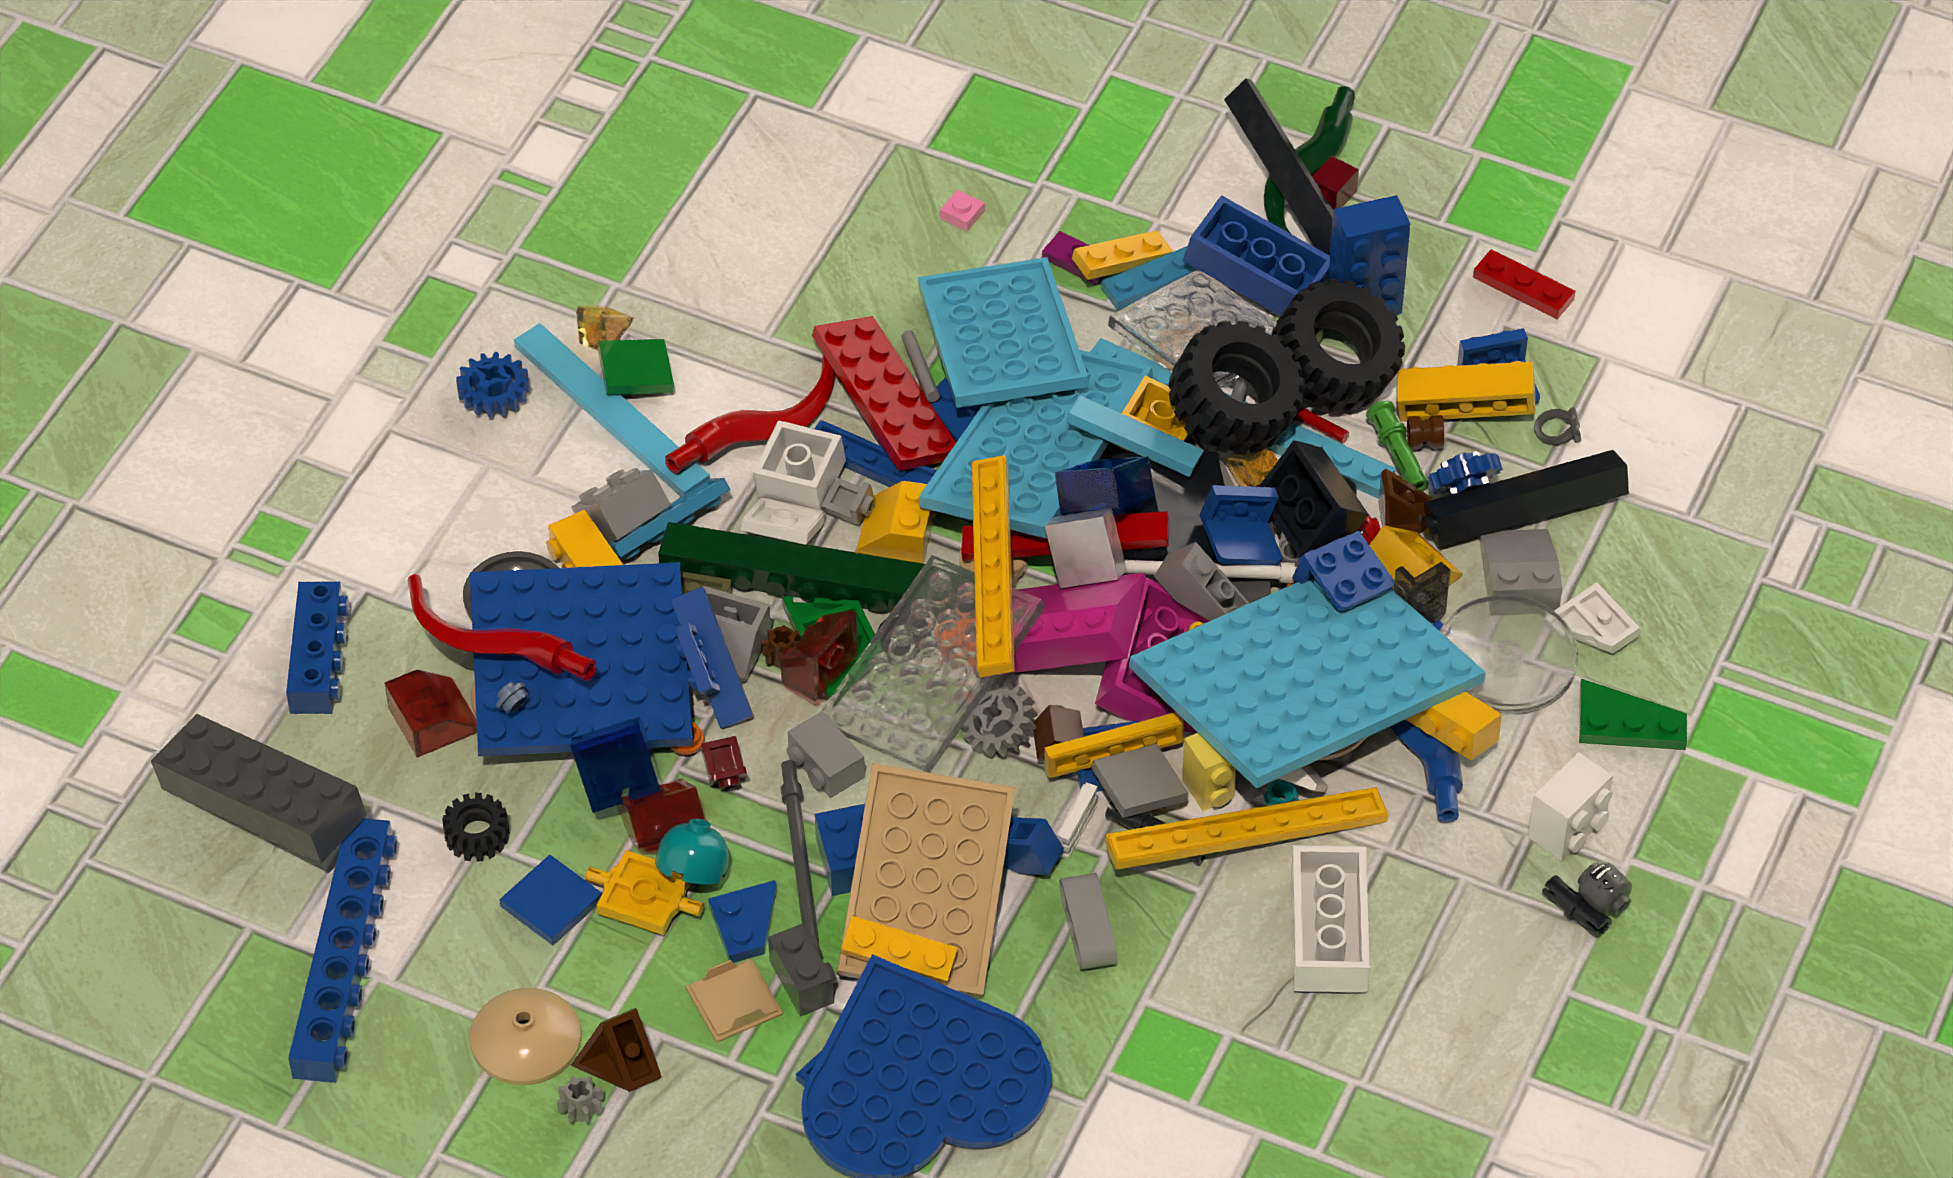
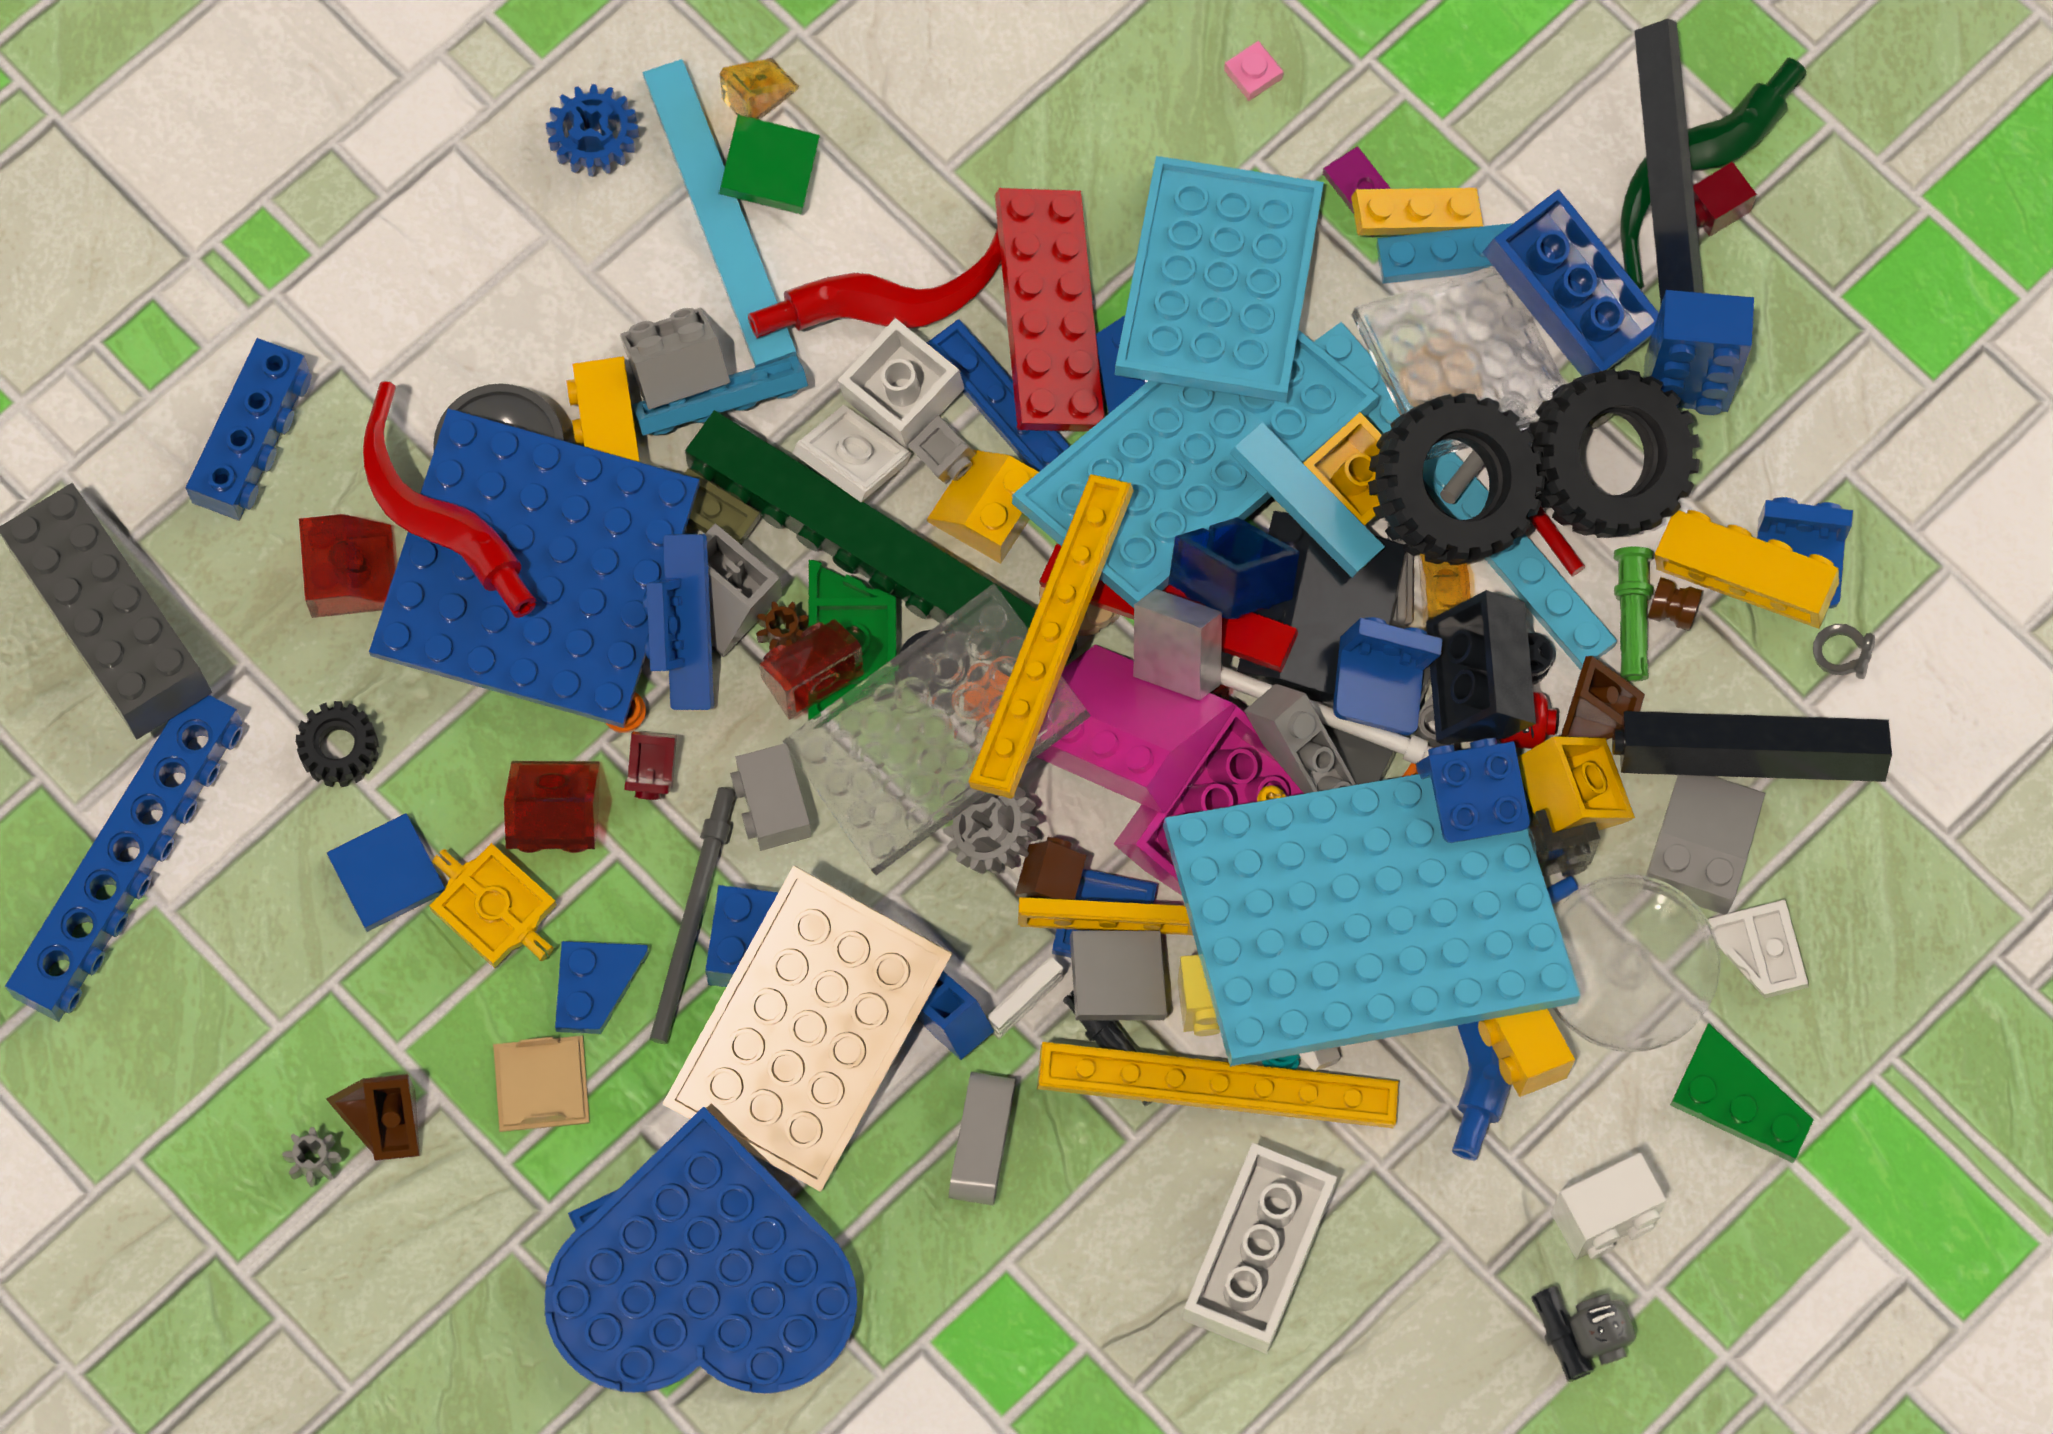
camera: 20 degrees right, 20 degrees up
(512, 697) = (426, 606): sand blue plate -> none
(530, 1050) = (293, 1070): tan dish -> none
(614, 761) = (516, 722): clear blue piece -> none
(693, 851) = (560, 885): teal cylinder -> none
(801, 969) = (626, 1082): dark grey brick -> none
(902, 948) = (740, 1107): yellow plate -> none
(920, 366) = (1107, 285): light grey bar -> none
(1464, 472) = (1690, 690): blue gear -> none
(1524, 284) = (1895, 426): red plate -> none

